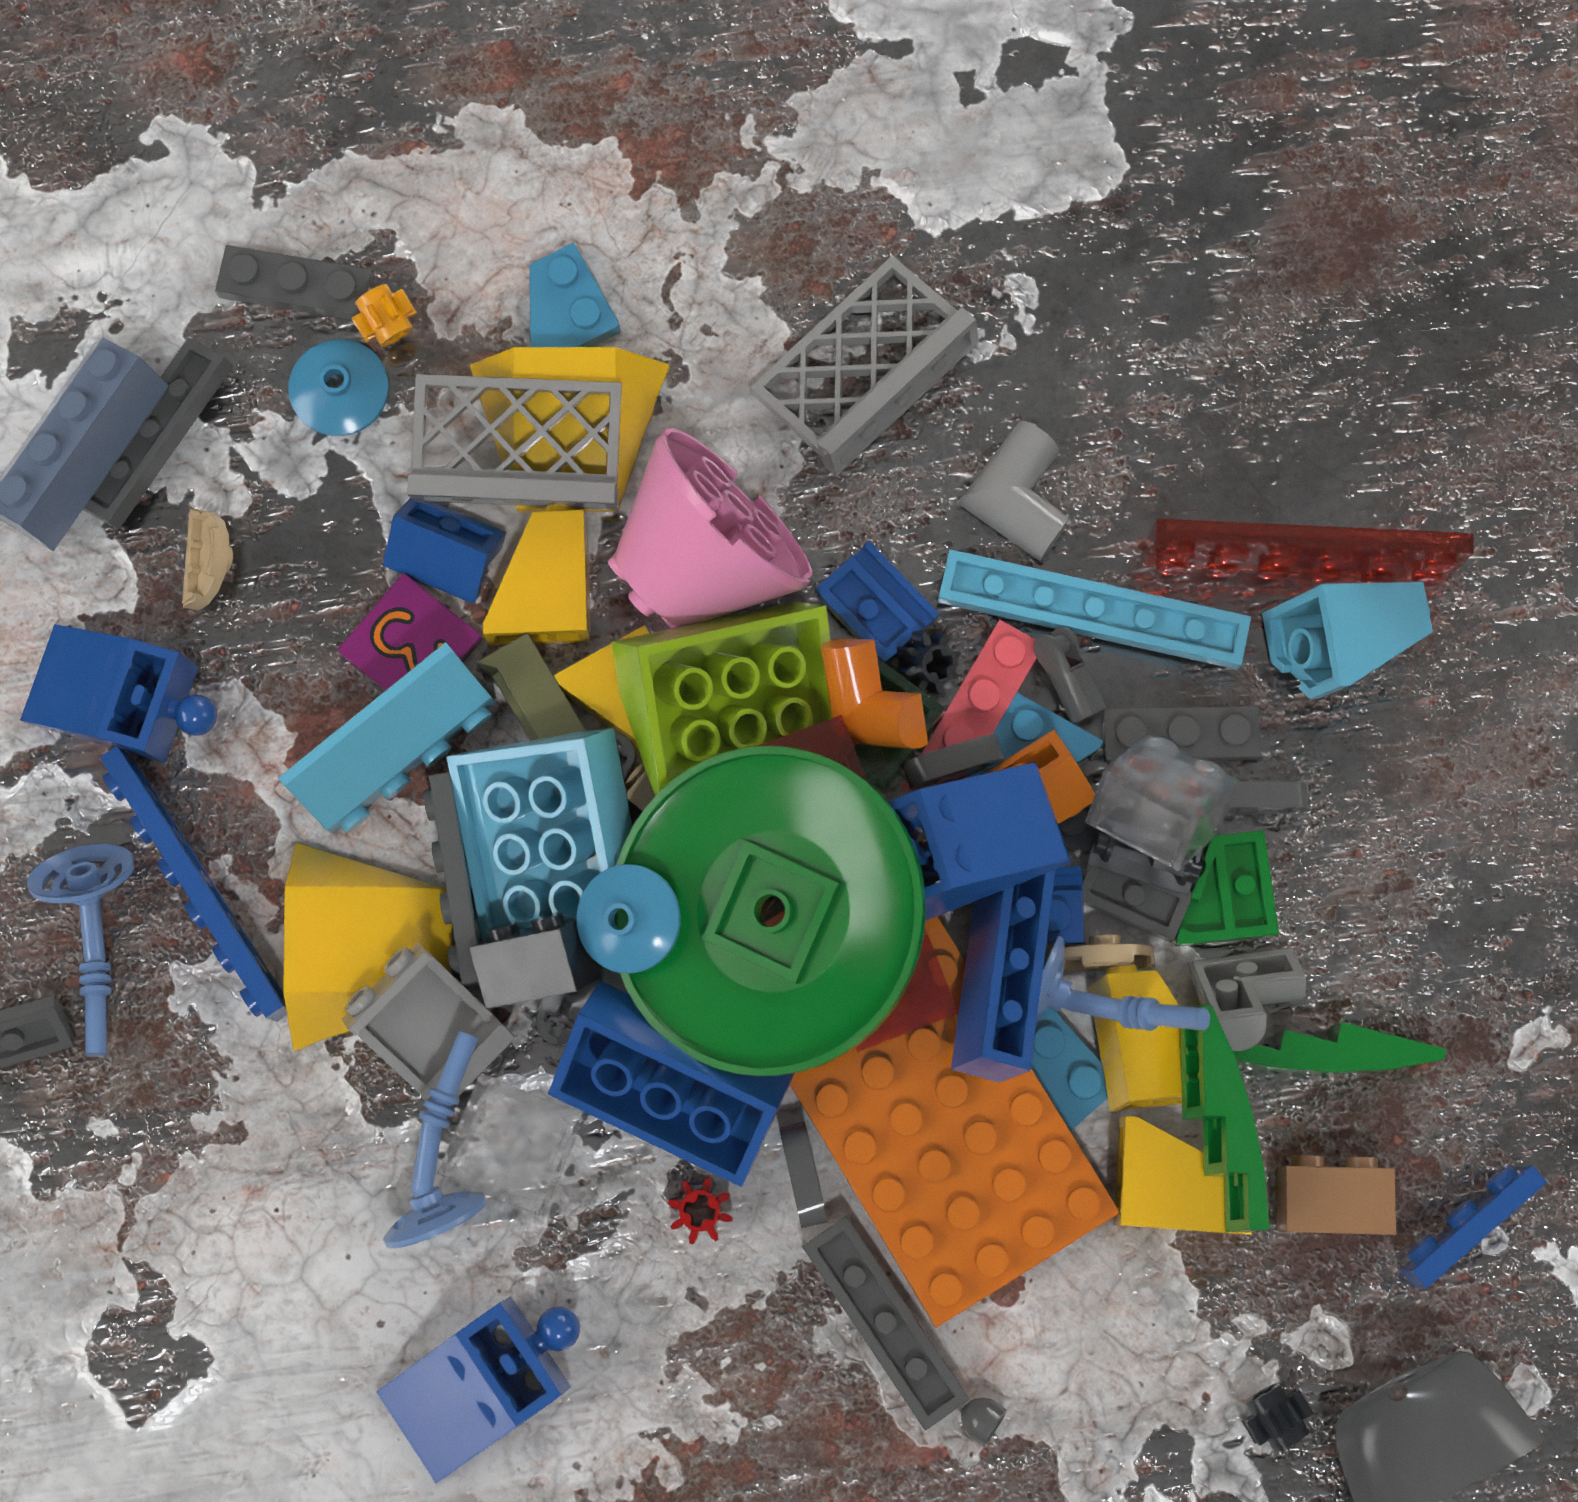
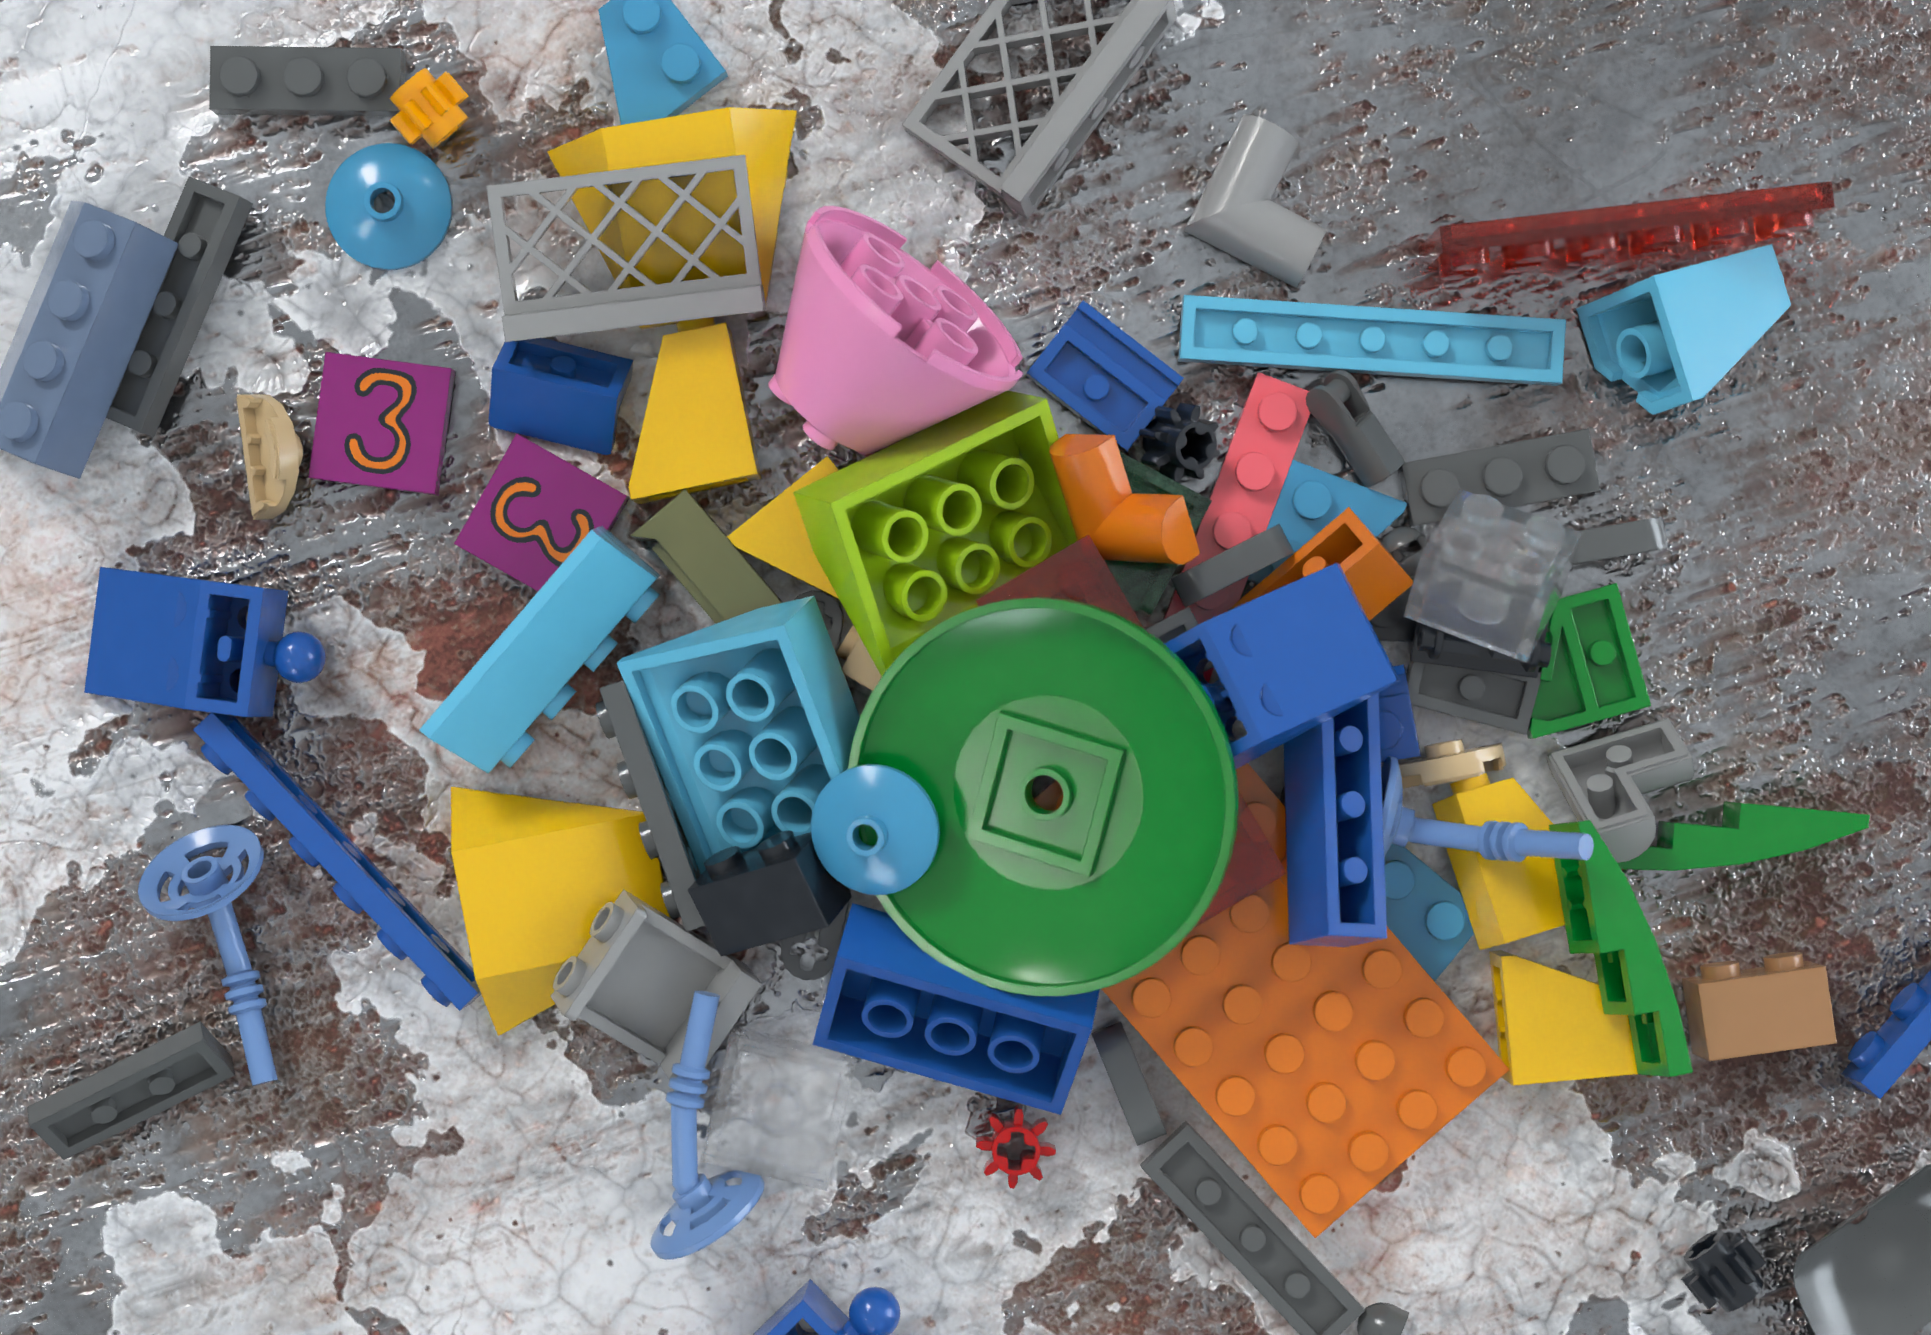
camera: 15 degrees left, 10 degrees up
(299, 550) = (381, 423): none -> magenta tile

